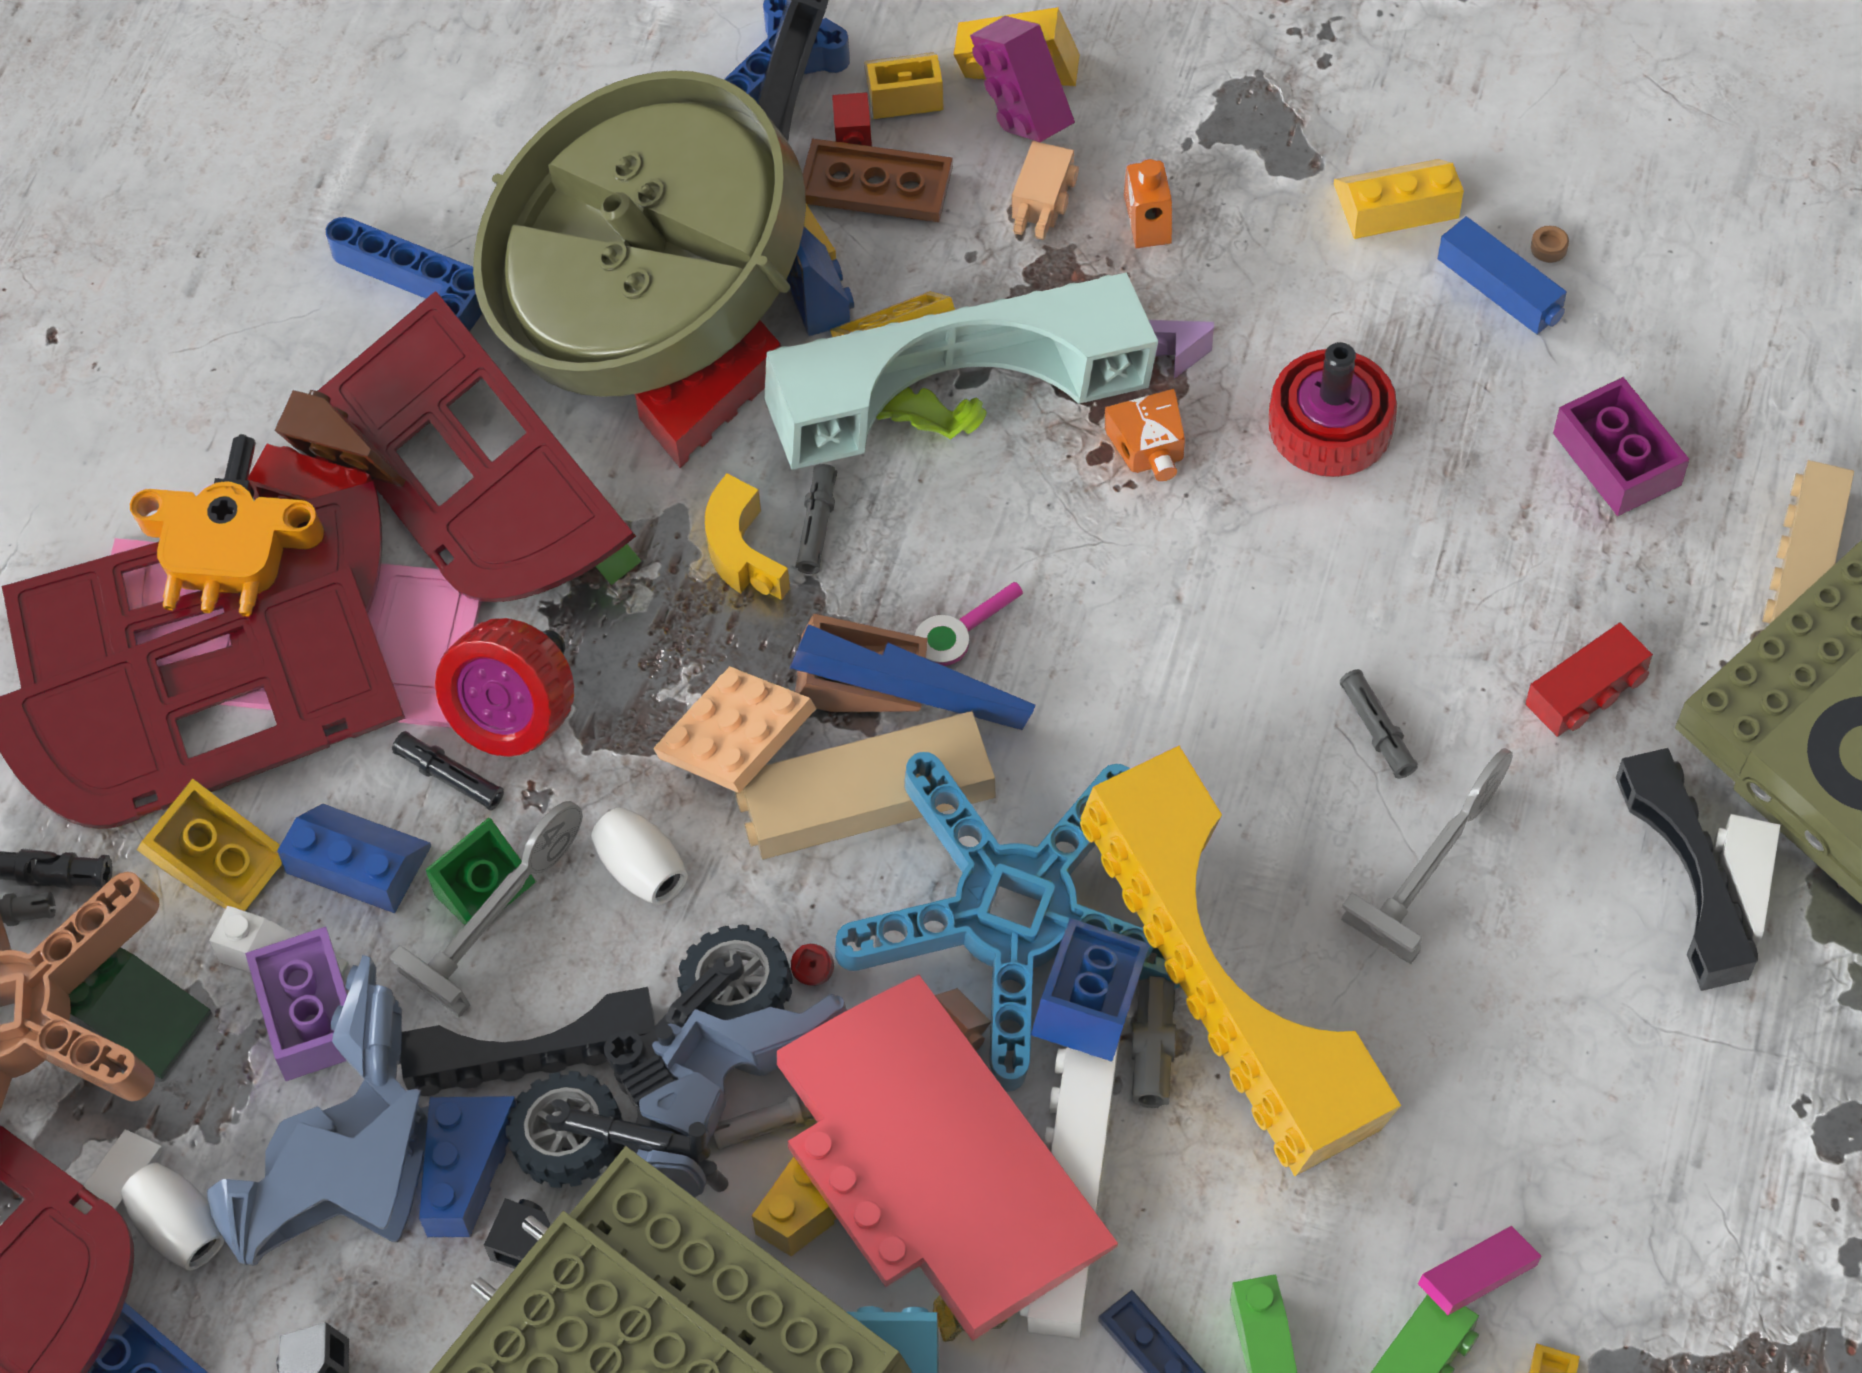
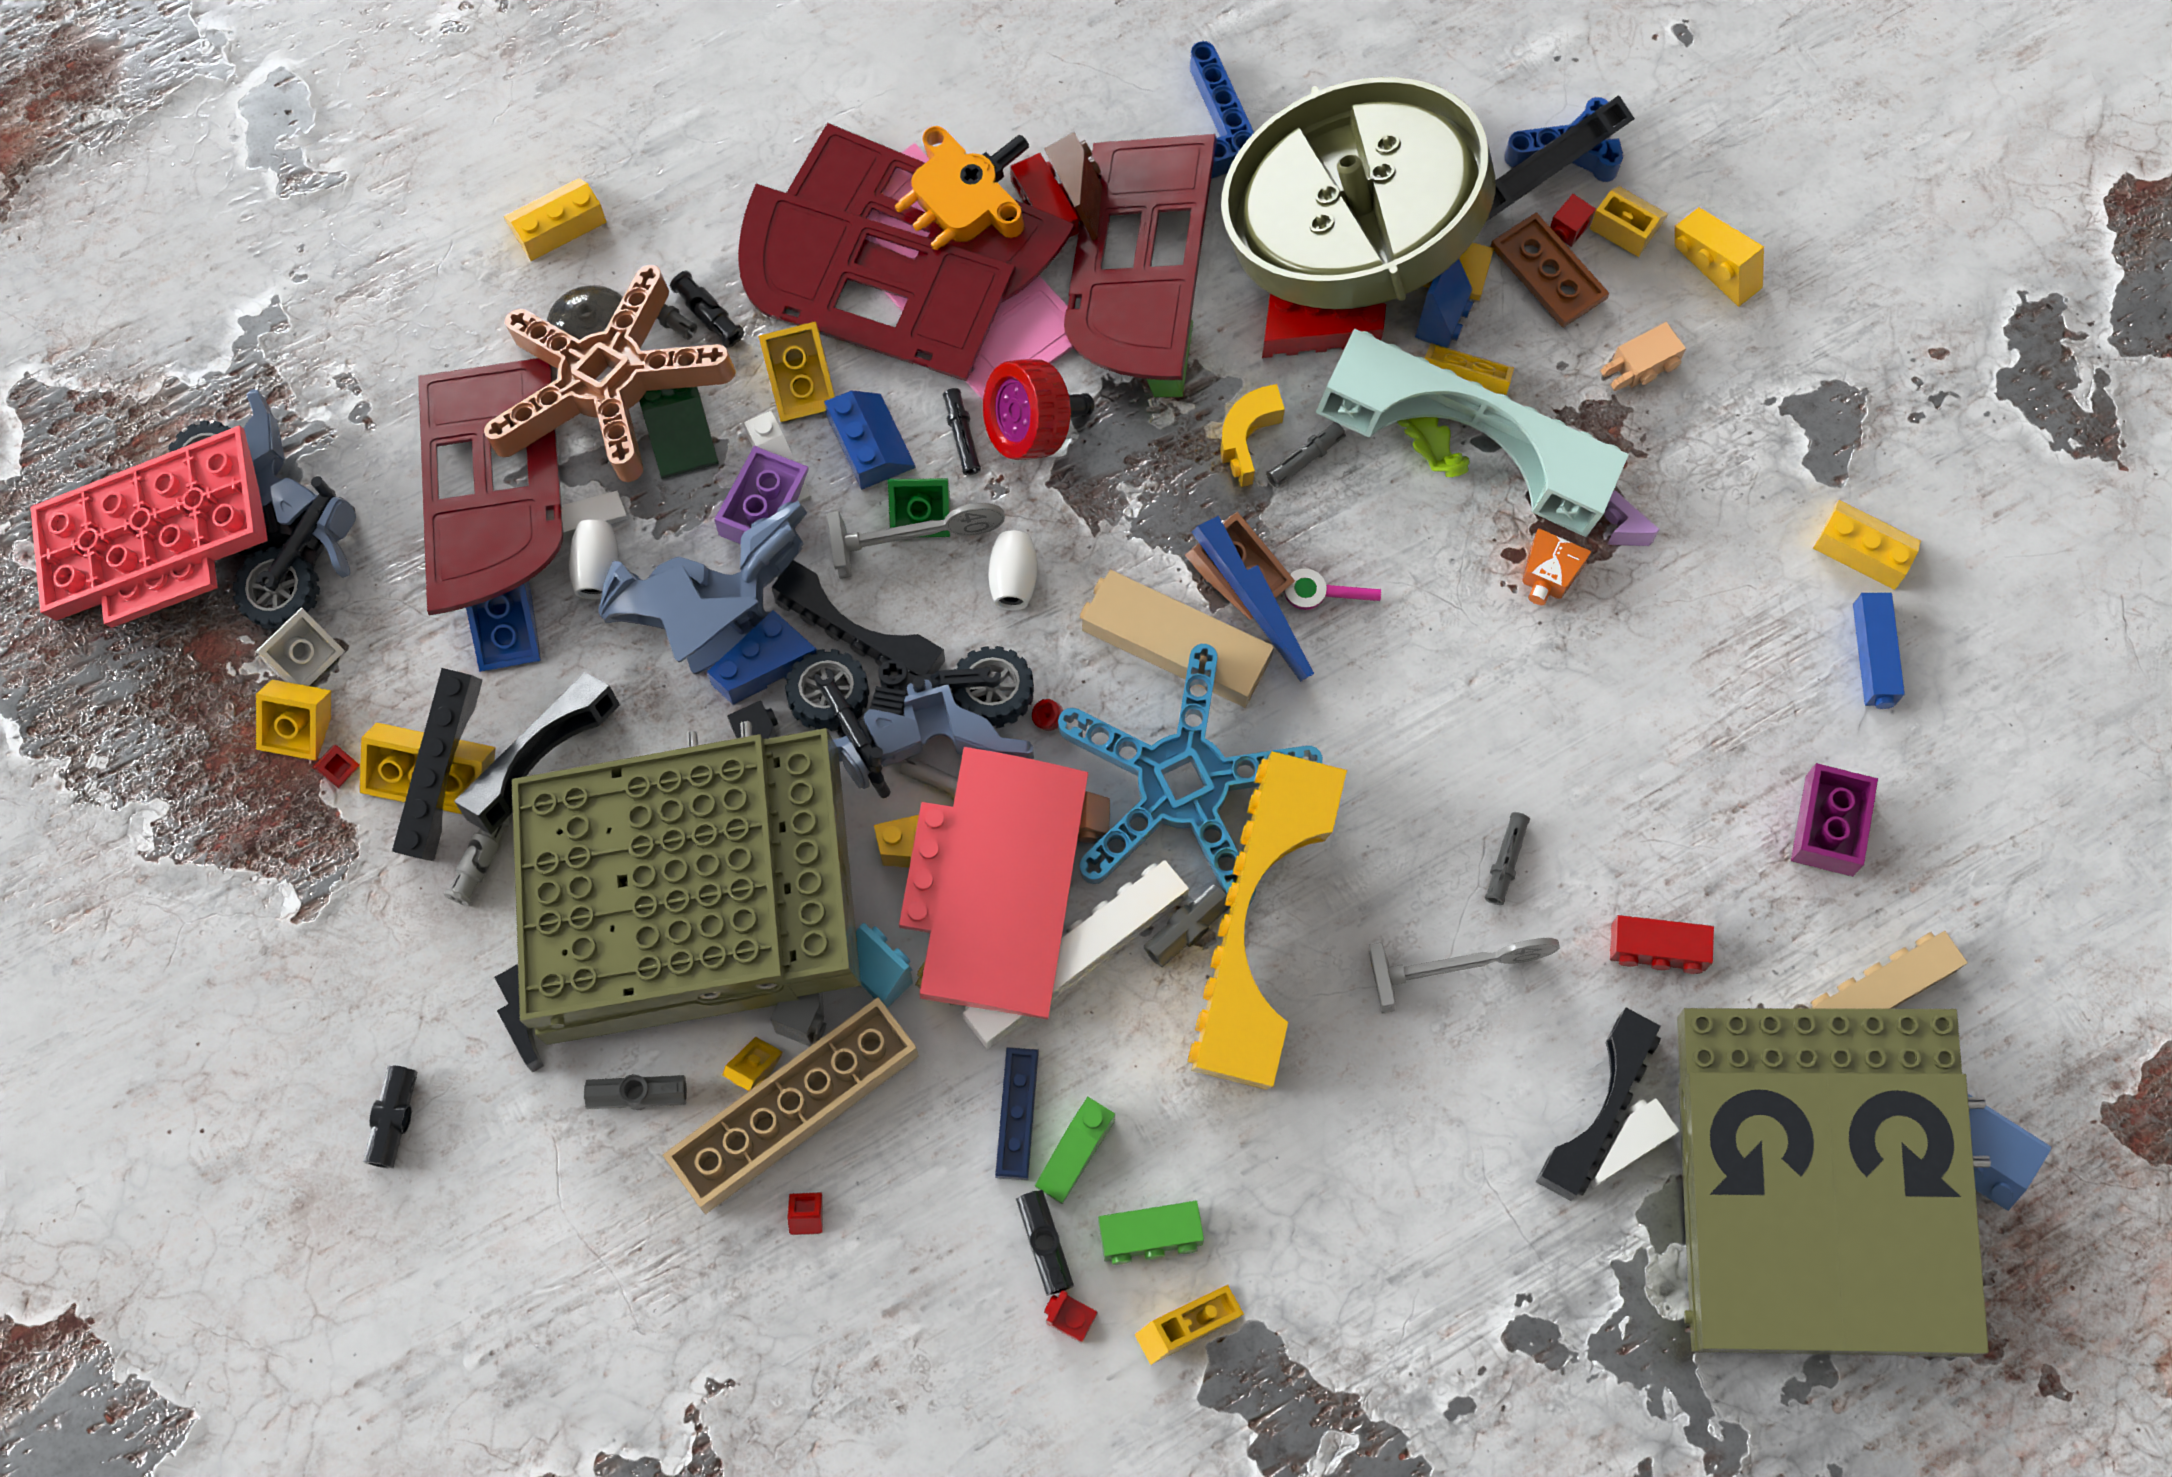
camera: 40 degrees right, 10 degrees up
(734, 729) = (1134, 541): light nougat plate -> none
(1022, 78) = (1692, 276): magenta brick -> none
(1090, 989) = (1172, 864): blue slope -> none
(1145, 189) = (1703, 414): orange torso -> none
(1332, 411) = (1676, 646): red wheel -> none
(1479, 1270) = (1232, 1216): dark pink tile -> none
(1549, 244) = (1934, 654): medium nougat tile -> none

